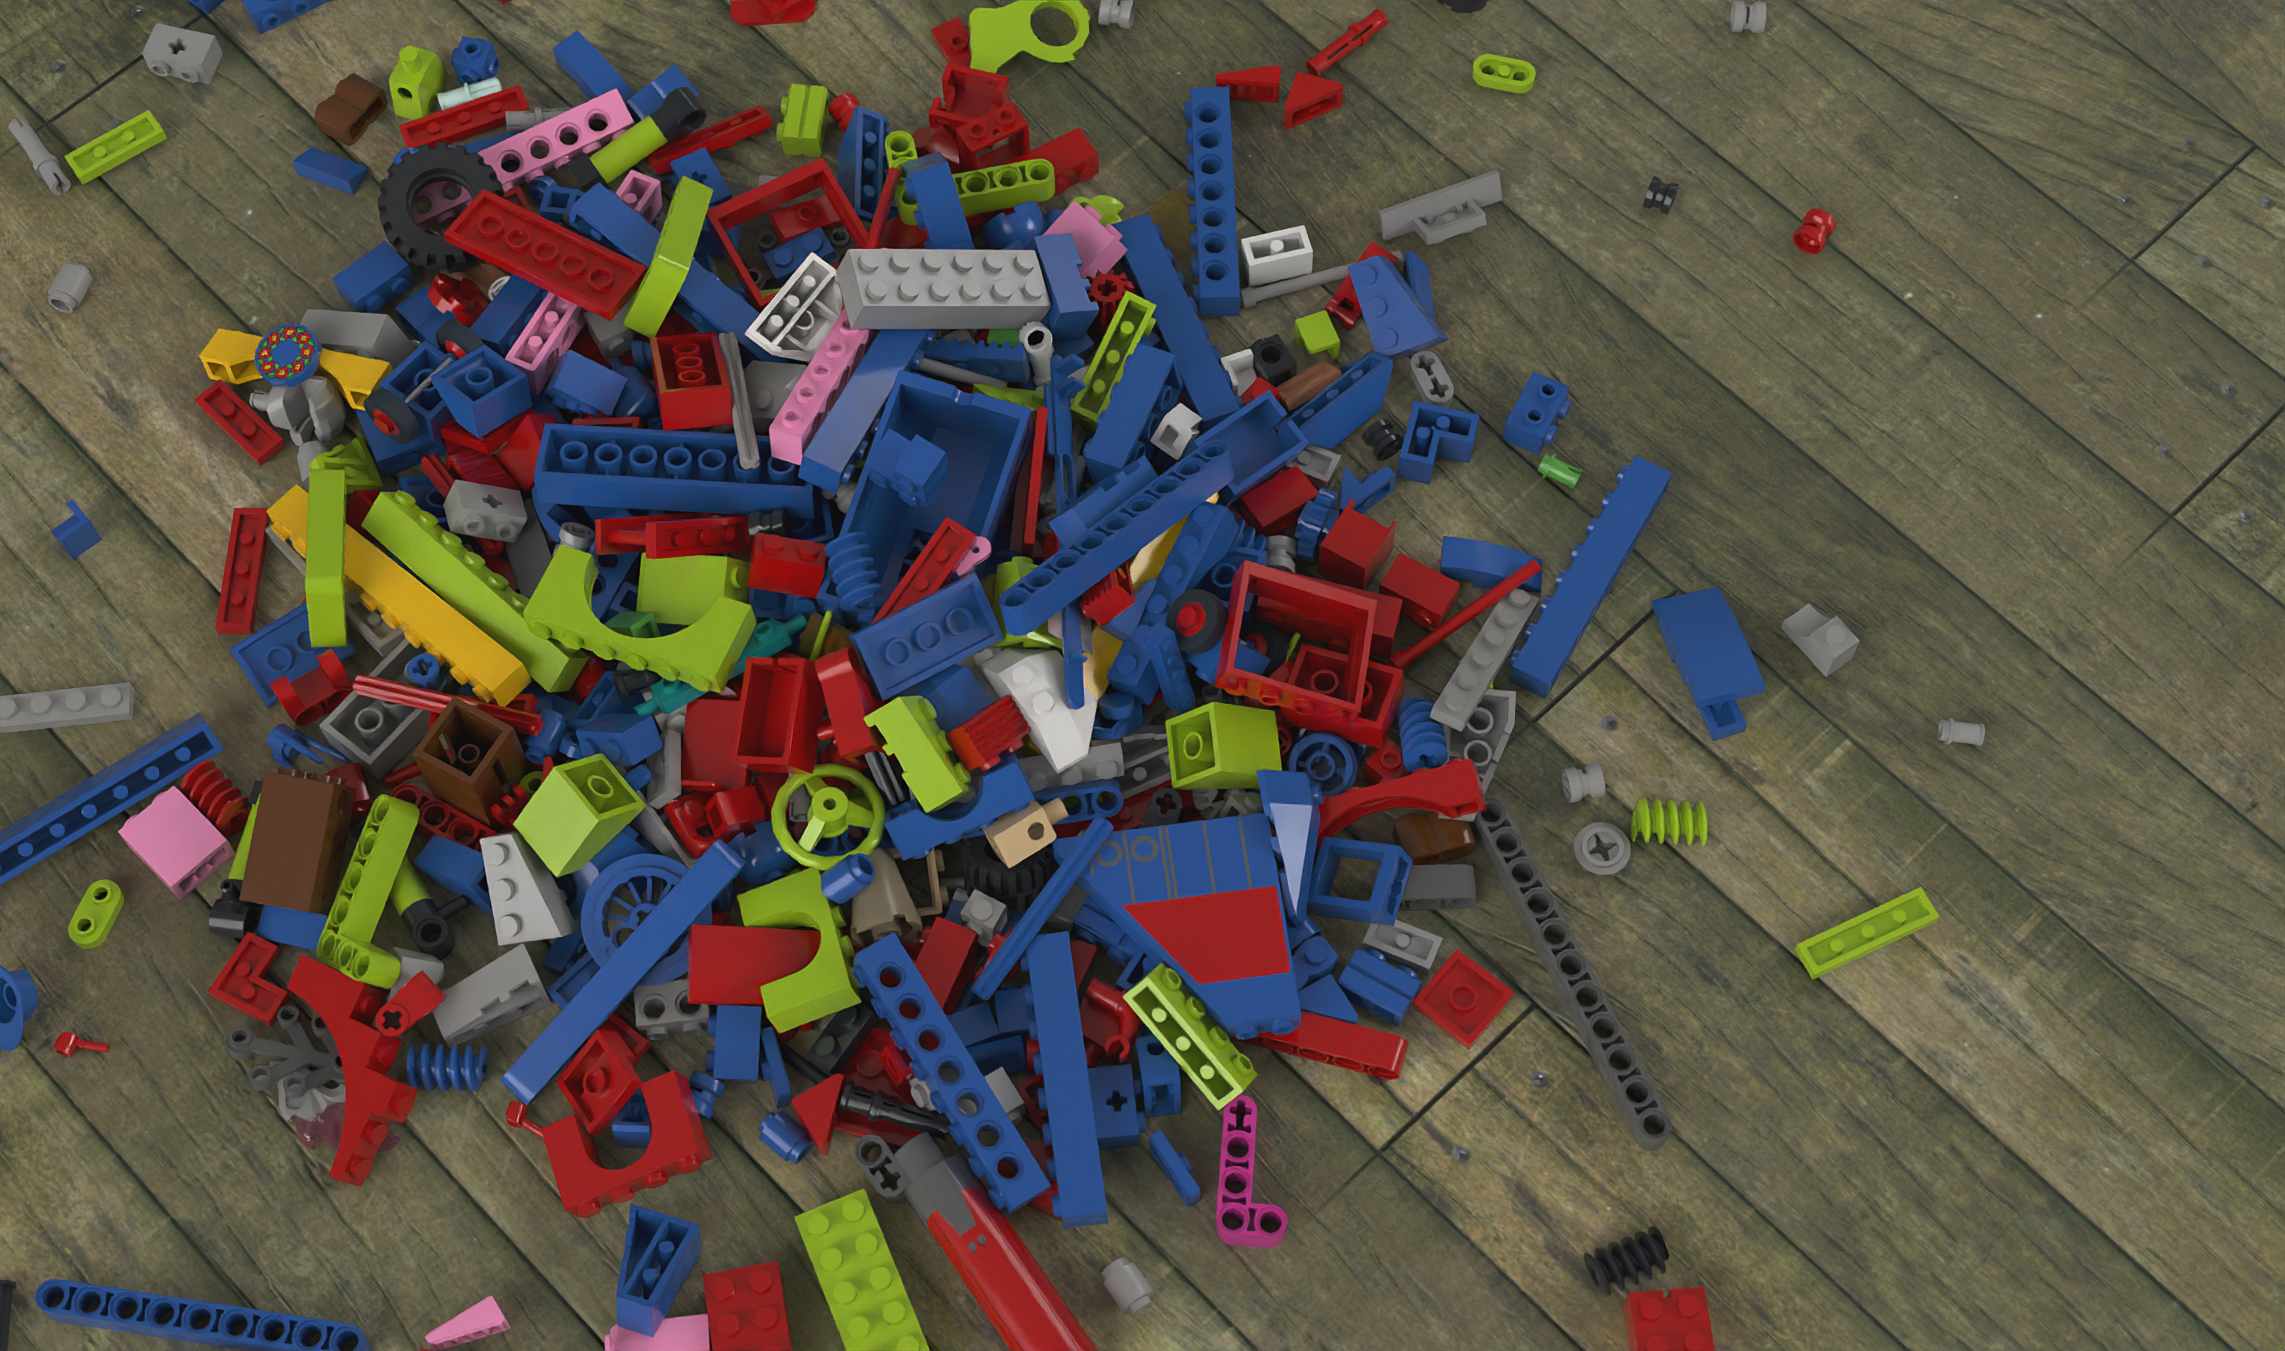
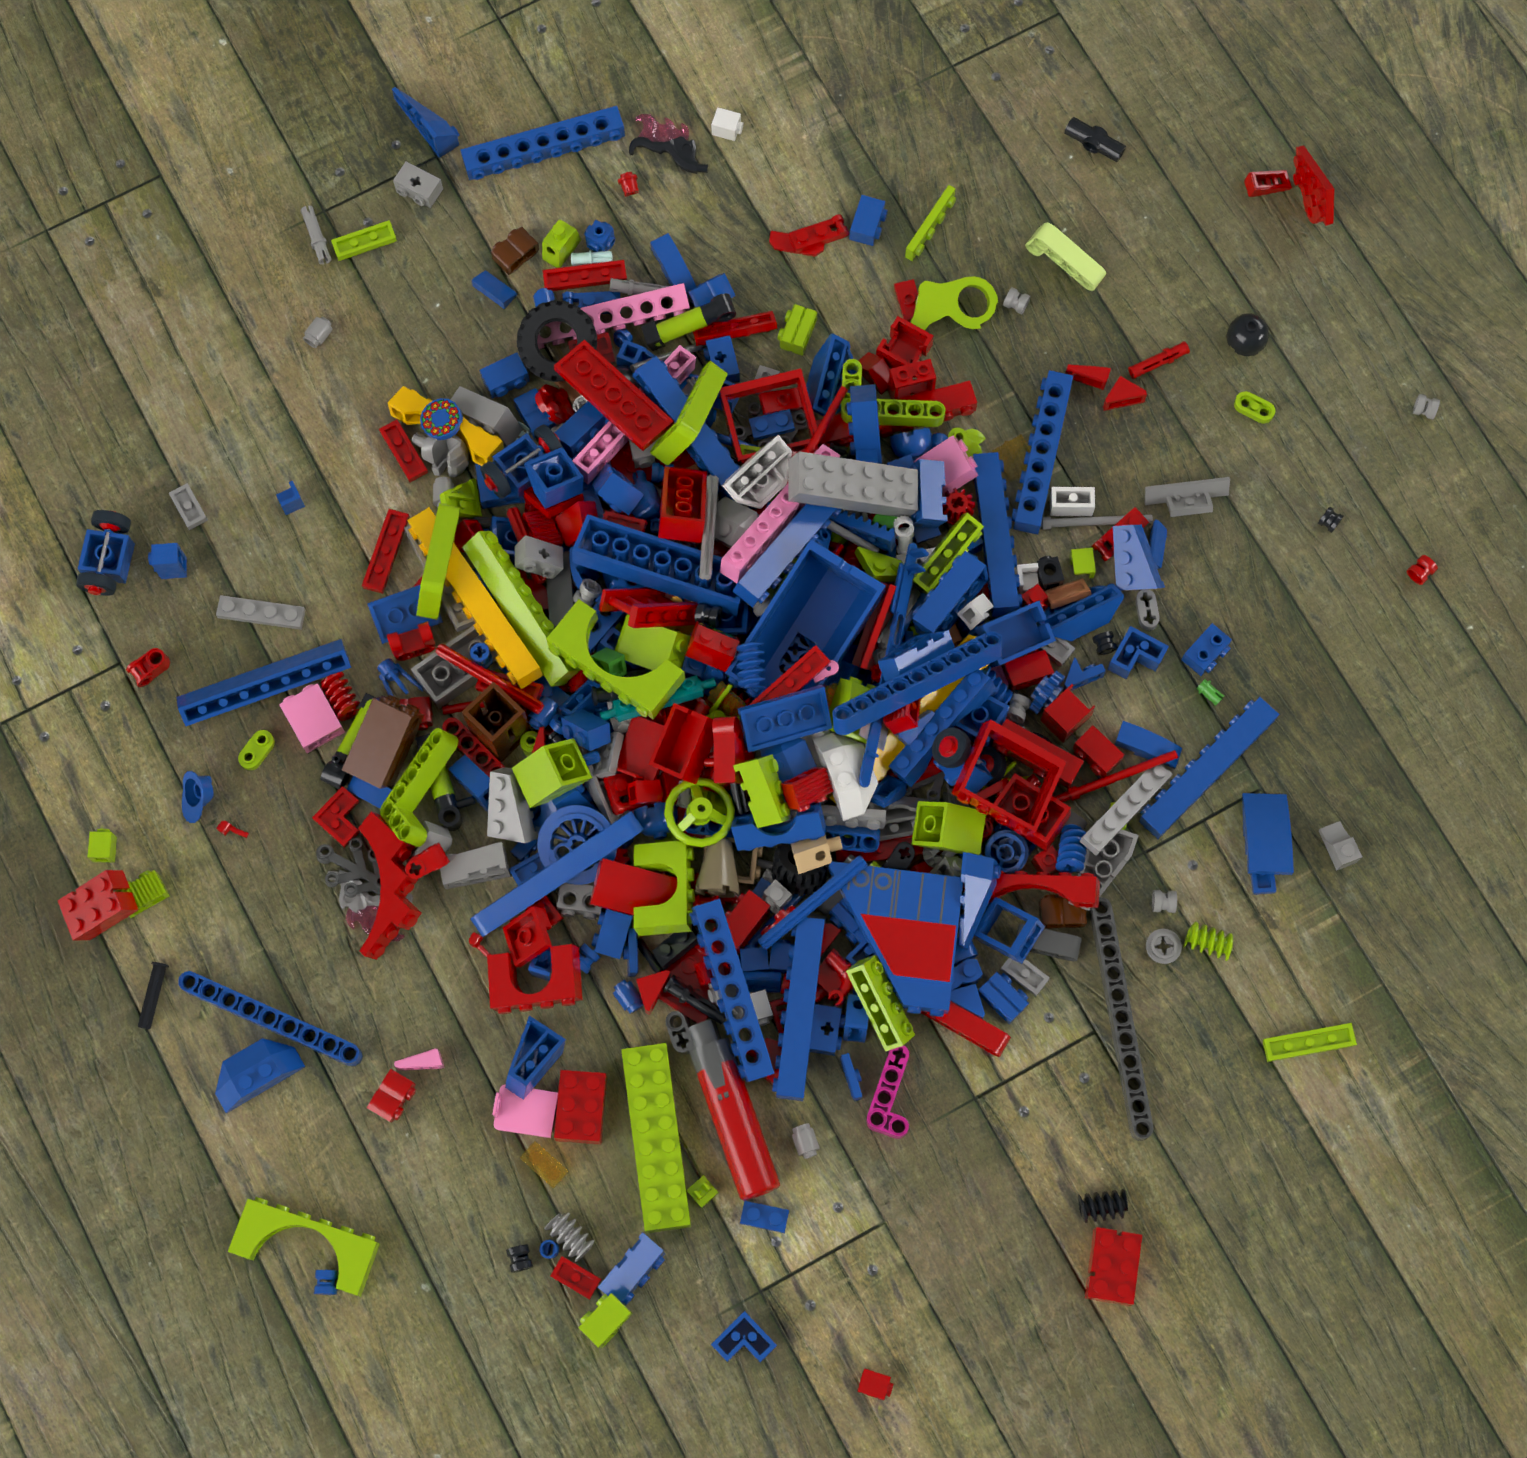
camera: 15 degrees right, 10 degrees up
(447, 1069) = (440, 902): blue piece -> none
(511, 808) = (514, 754): red hinge -> none
(843, 108) = (824, 329): red wheel -> none
(847, 878) = (701, 854): blue brick -> none
(909, 467) = (800, 607): blue brick -> none
(1116, 705) = (890, 784): blue tile -> none
(1169, 667) = (928, 770): blue piece -> none
(1463, 999) = (1051, 1018): red plate -> none
(1960, 732) = (1408, 929): light grey pin -> none

